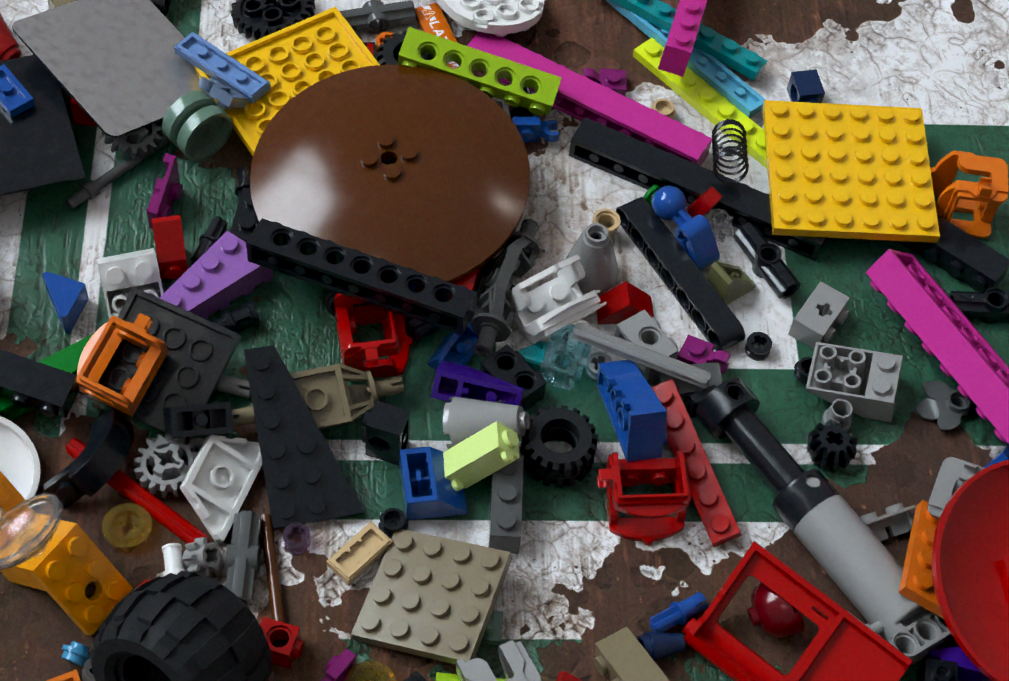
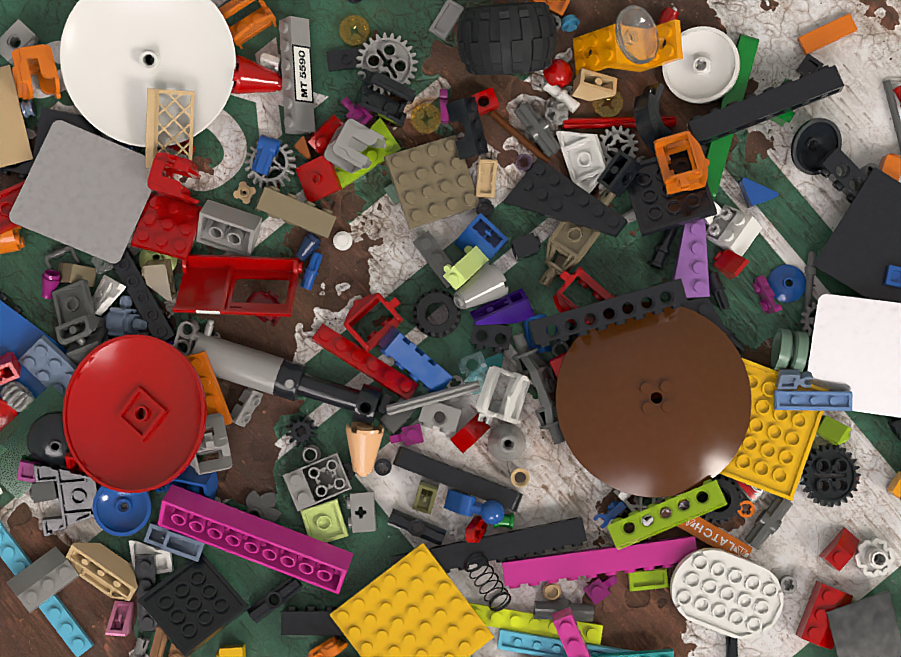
camera: 155 degrees right, 30 degrees up
(123, 207) = (777, 283): none -> blue dish
(125, 549) = (593, 85): none -> tan slope
(229, 28) = (833, 431): none -> lime slope
(315, 639) = (474, 141): none -> black arch
(551, 52) = (648, 579): none -> lime tile
(607, 619) = (342, 240): none -> white plate
(666, 84) = (581, 611): none -> dark grey piece
(766, 373) = (363, 446): none -> light nougat cone
(875, 332) = (325, 521): none -> yellowish green plate

